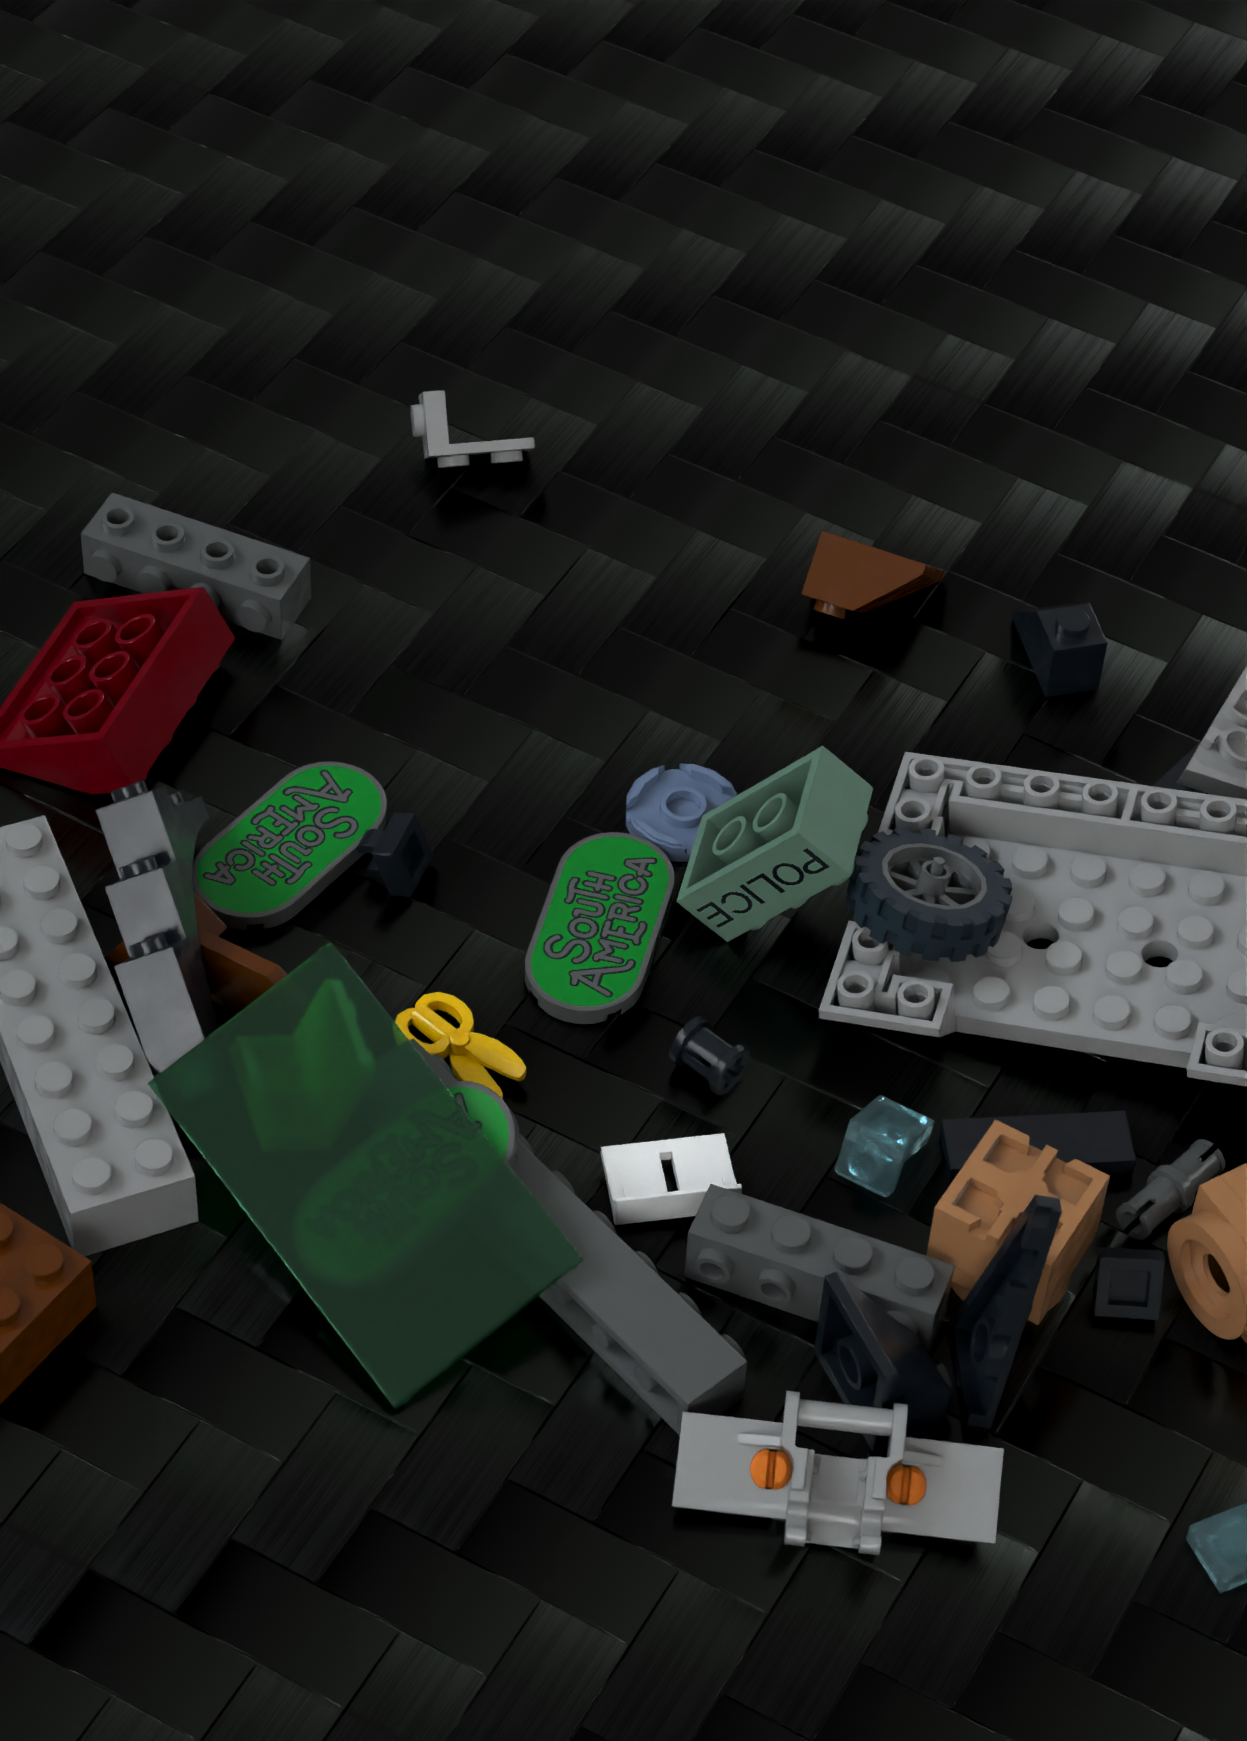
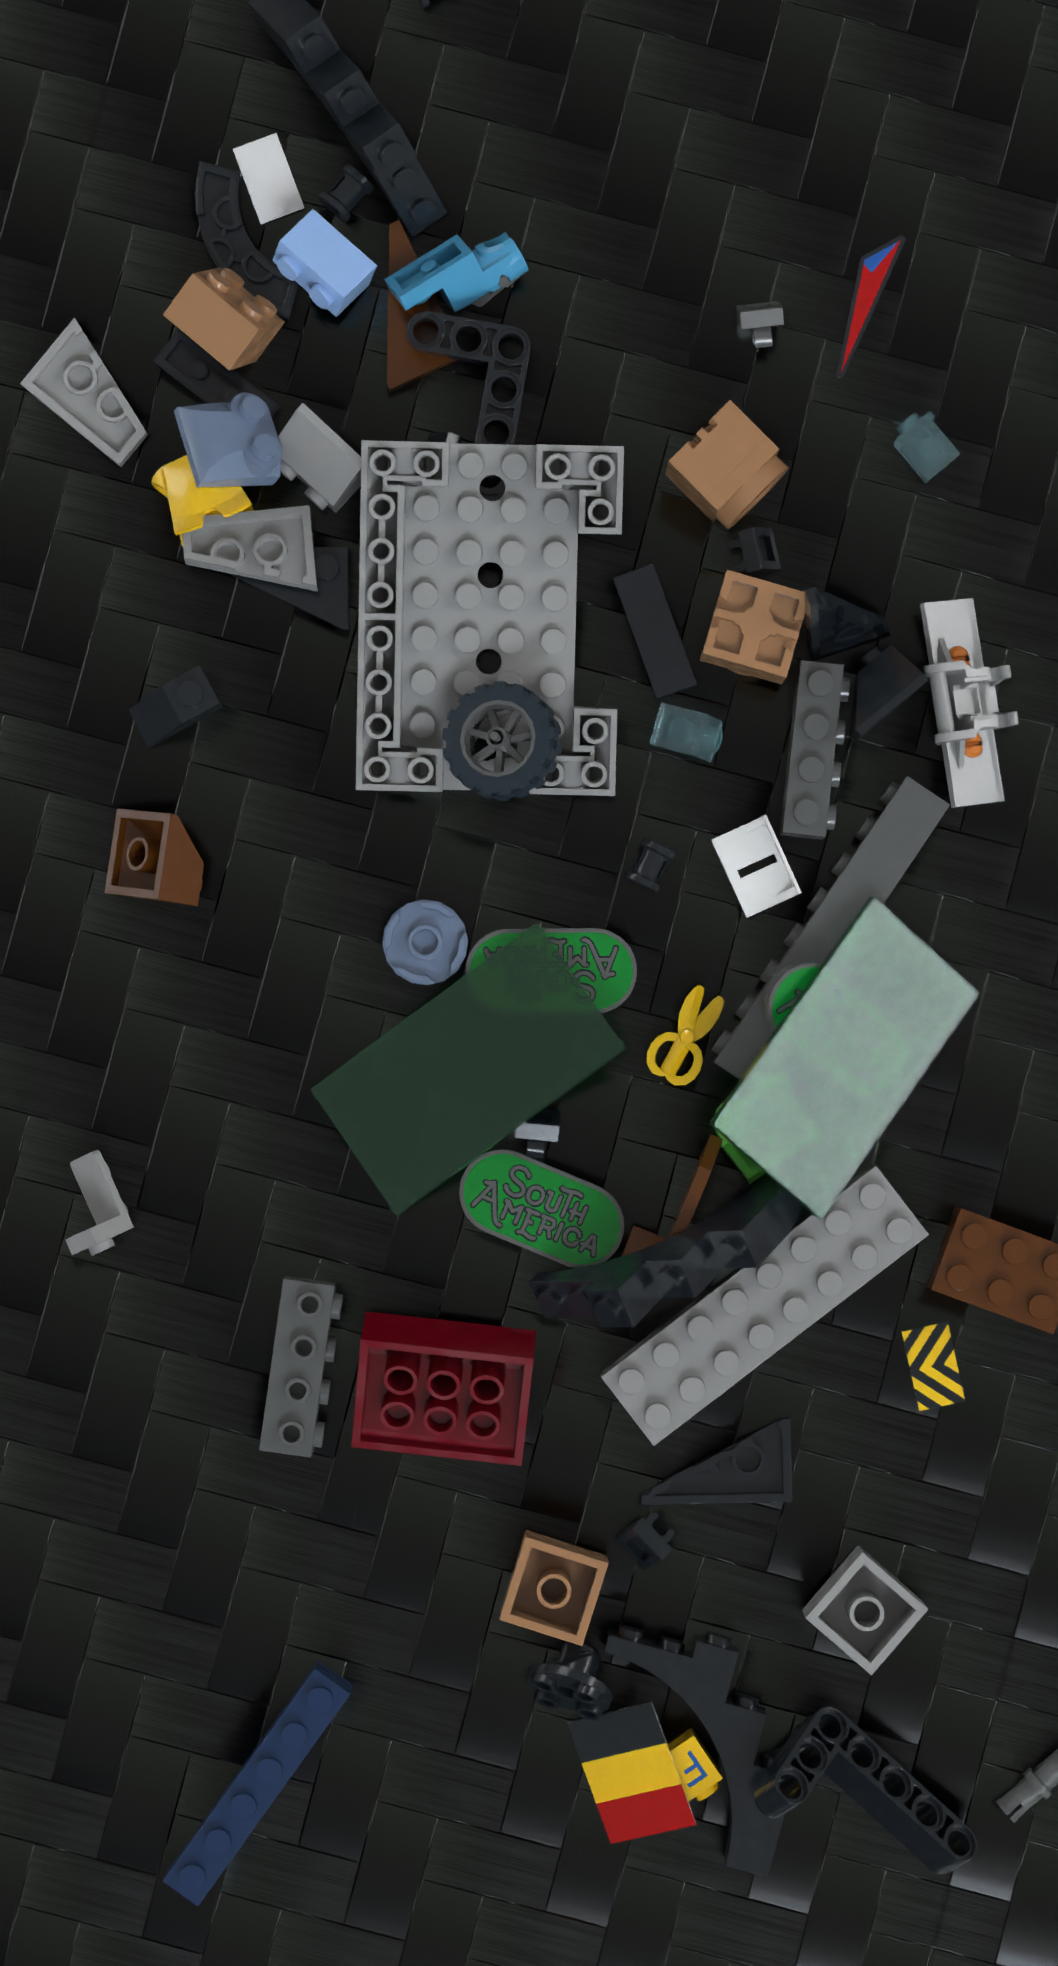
camera: 95 degrees left, 40 degrees up
(504, 798) = (467, 1069): none -> clear green piece
(776, 845) = (486, 857): sand green brick -> none
(1170, 1189) = (669, 536): dark grey pin -> none

